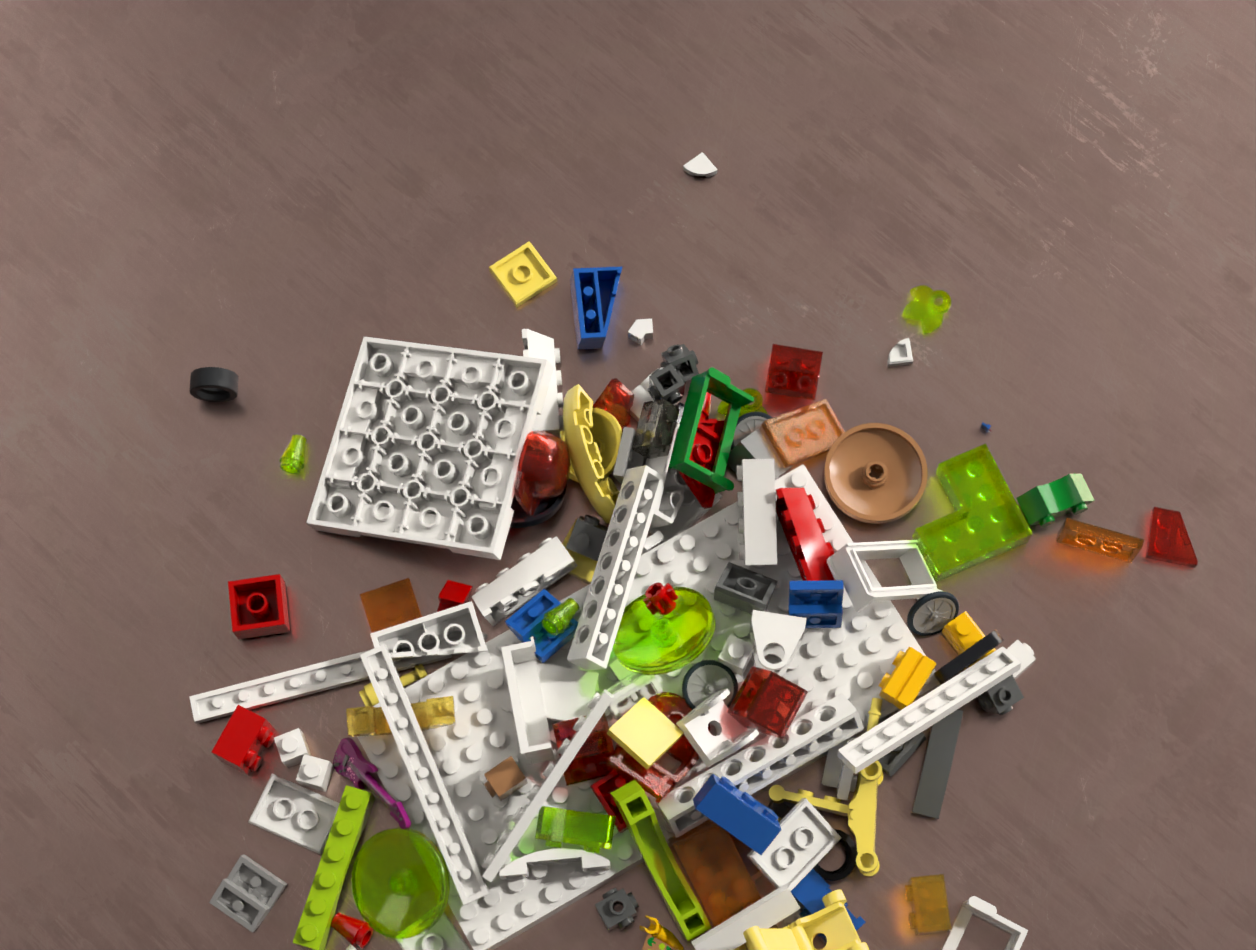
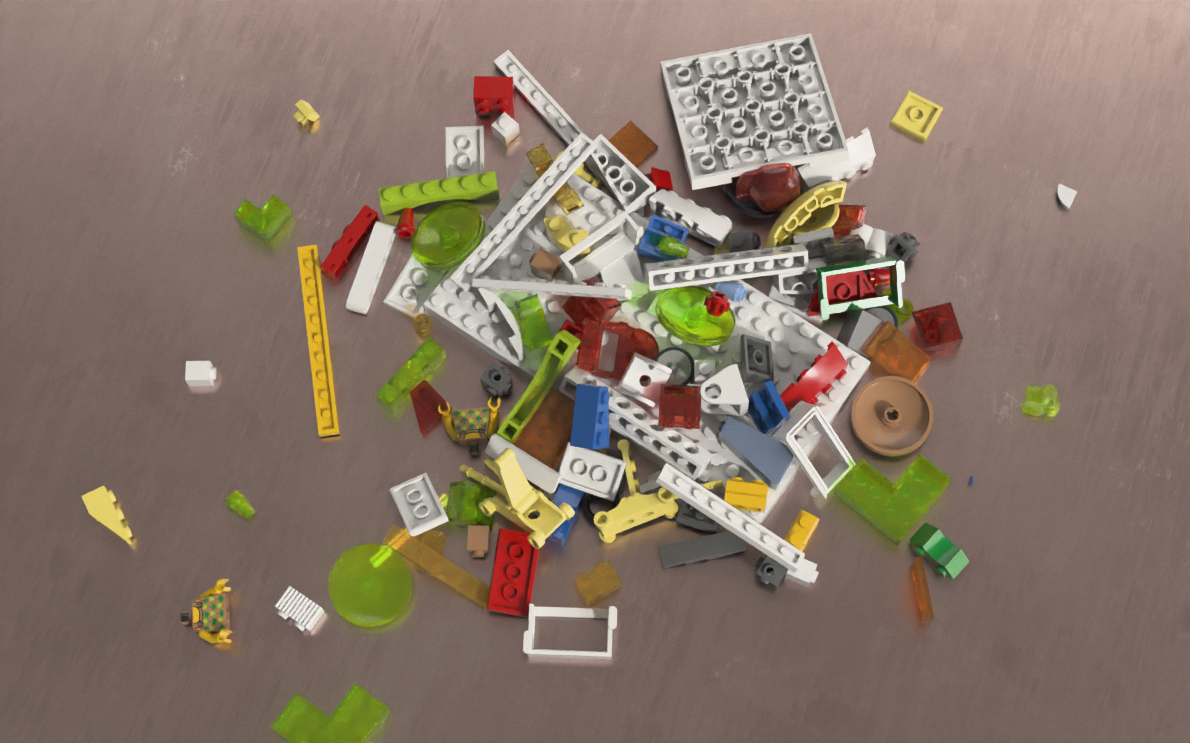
camera: 65 degrees right, 0 degrees up
(248, 893) = (399, 150): light grey slope -> none
(258, 606) = (588, 61): red brick -> none
(294, 455) = (705, 32): clear neon green cone -> none
(315, 773) = (495, 150): white brick -> none
(351, 764) = (511, 171): magenta piece -> none
(484, 737) = (563, 235): none -> light yellow brick
(592, 302) = (917, 170): blue wedge -> none
(631, 691) = (642, 316): hinge -> none
(641, 330) = (917, 213): white piece -> none
(645, 733) = (617, 335): light yellow tile -> none
(646, 575) = (733, 291): none -> light blue cone
(653, 540) = (762, 287): white tile -> none
(669, 378) = (878, 242): dark grey brick -> none
(758, 512) = (814, 341): white wedge -> none
(859, 639) = (757, 450): none -> sand blue slope
(900, 354) = (995, 397): white tile -> none
(932, 613) = (807, 496): light grey wheel -> none
(968, 657) = (784, 532): black beam -> none
(1169, 539) = (952, 646): clear red wing -> none

